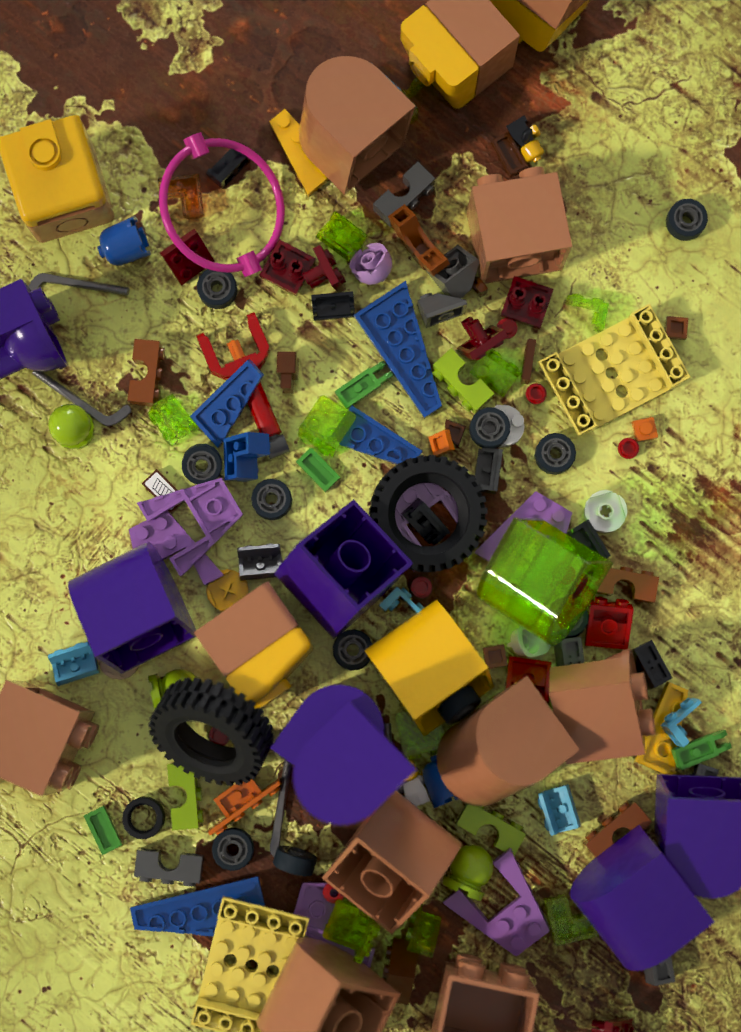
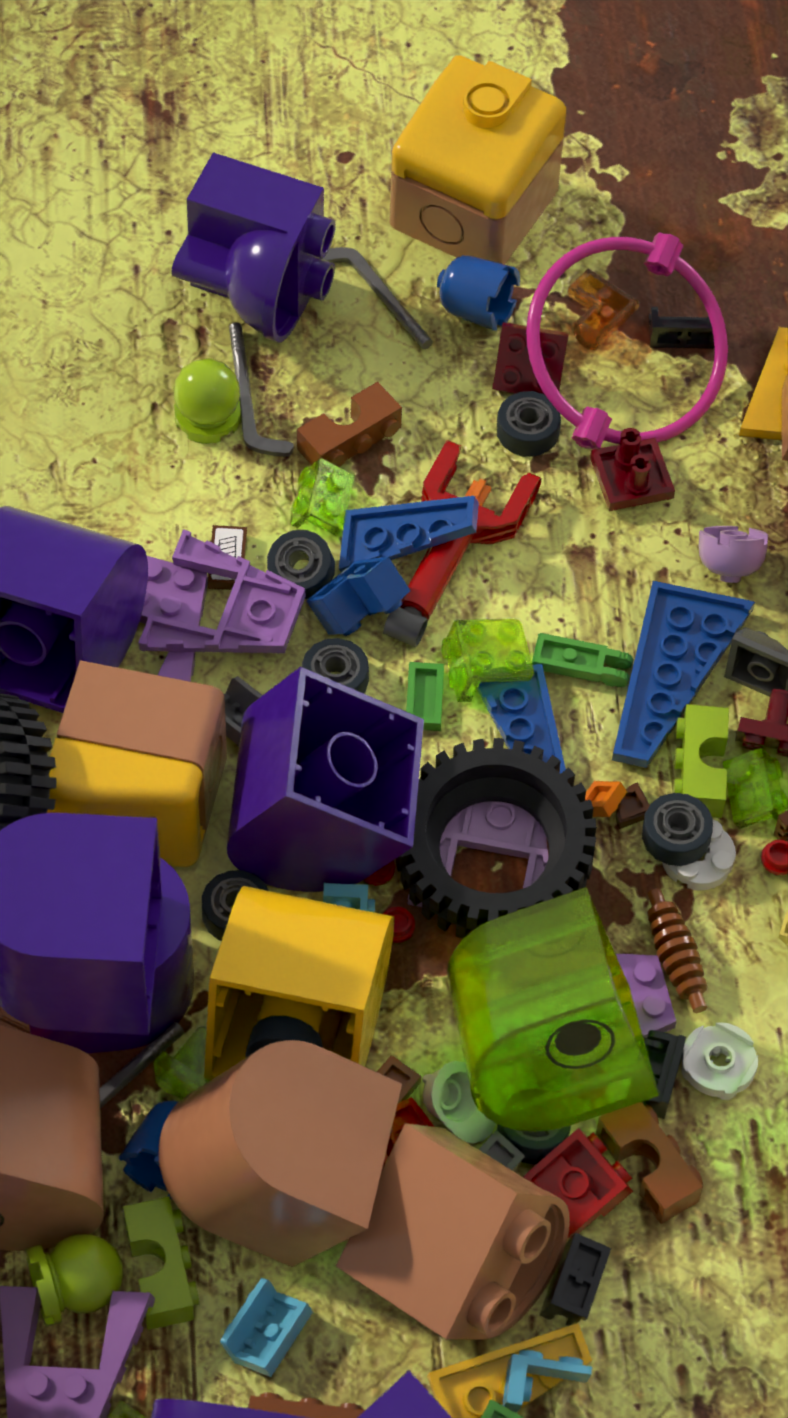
camera: 45 degrees right, 25 degrees down
(287, 370) = (509, 562): reddish brown piece -> none
(325, 271) = (669, 505): dark red plate -> none
(333, 306) = (639, 552): black hinge -> none
(342, 236) = (731, 496): clear neon green bracket -> none
(414, 788) = (126, 1109): white piece -> none
(425, 522) = (483, 853): black hinge -> none
(488, 469) = (627, 881): dark grey hinge -> none
(563, 445) = (731, 921): wheel -> none
(564, 492) = (677, 950): none -> dark orange piece

